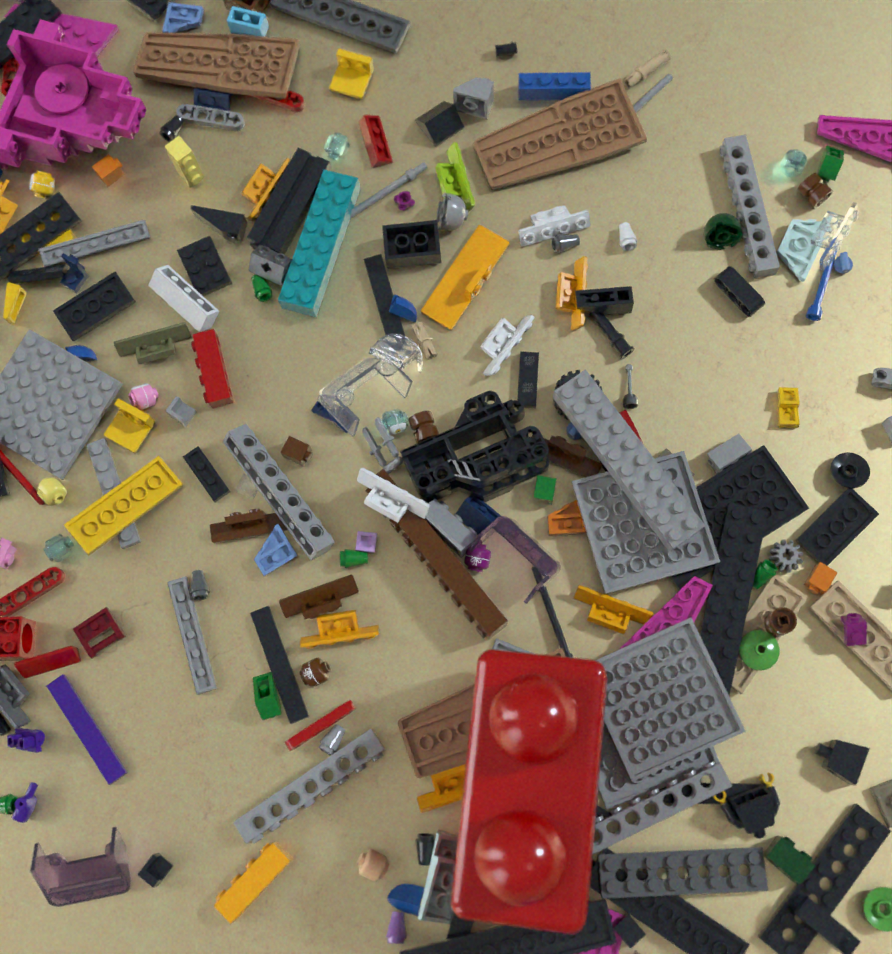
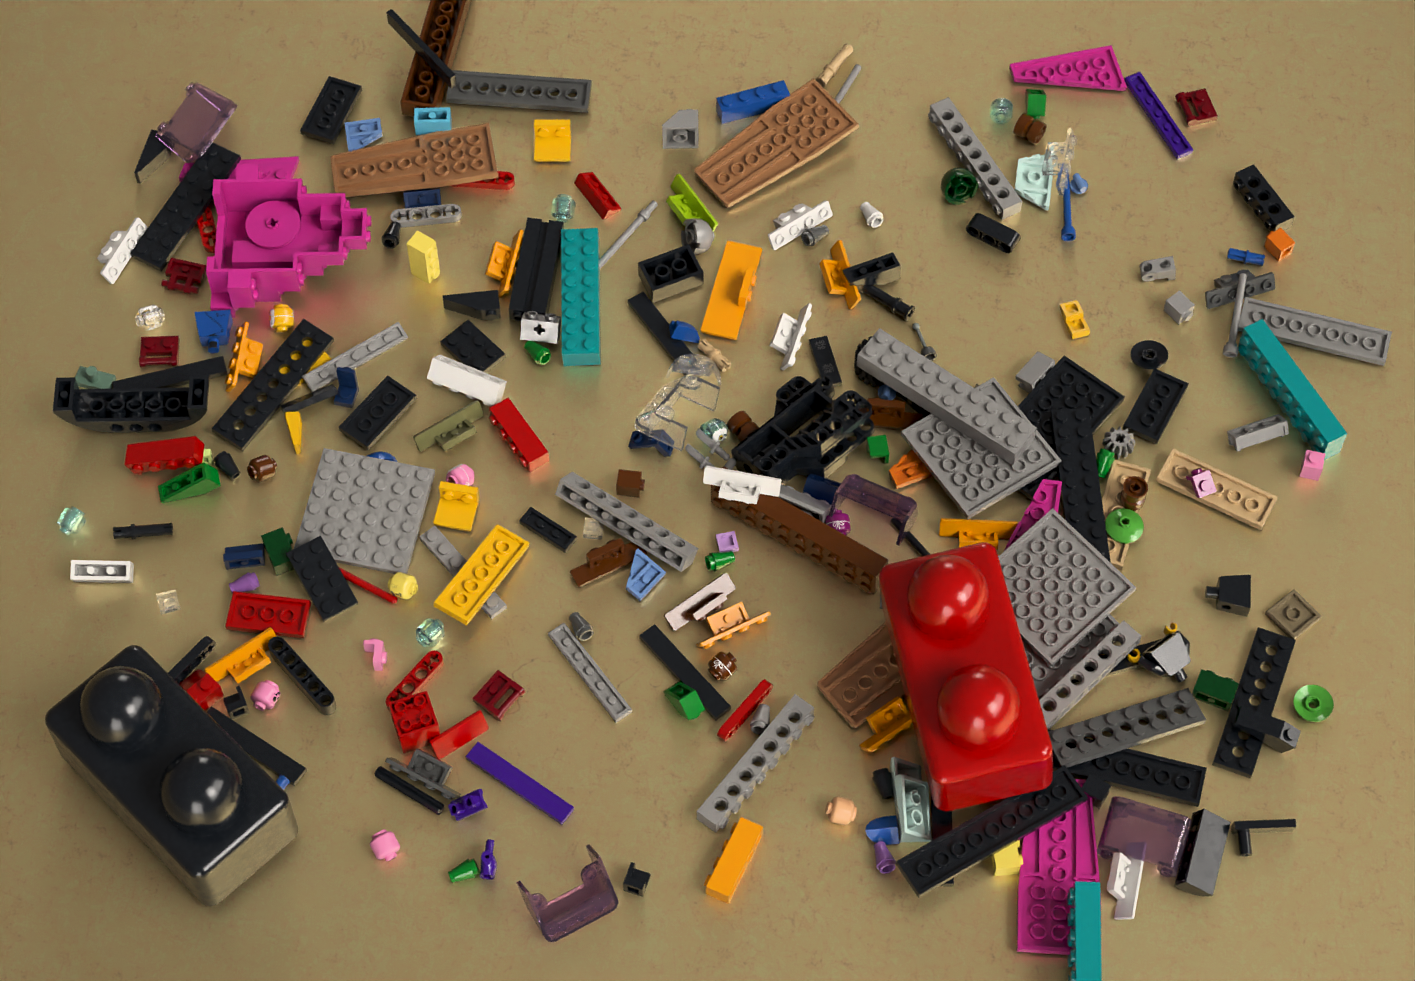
camera: 25 degrees left, 15 degrees down
(108, 170) = (343, 288): orange brick -> none
(180, 411) = (502, 482): light grey panel -> none
(405, 195) = (646, 234): magenta plate -> none
(440, 123) = (655, 162): black slope -> none
(506, 49) = (694, 81): black pin -> none
(820, 579) = (1156, 452): orange brick -> none

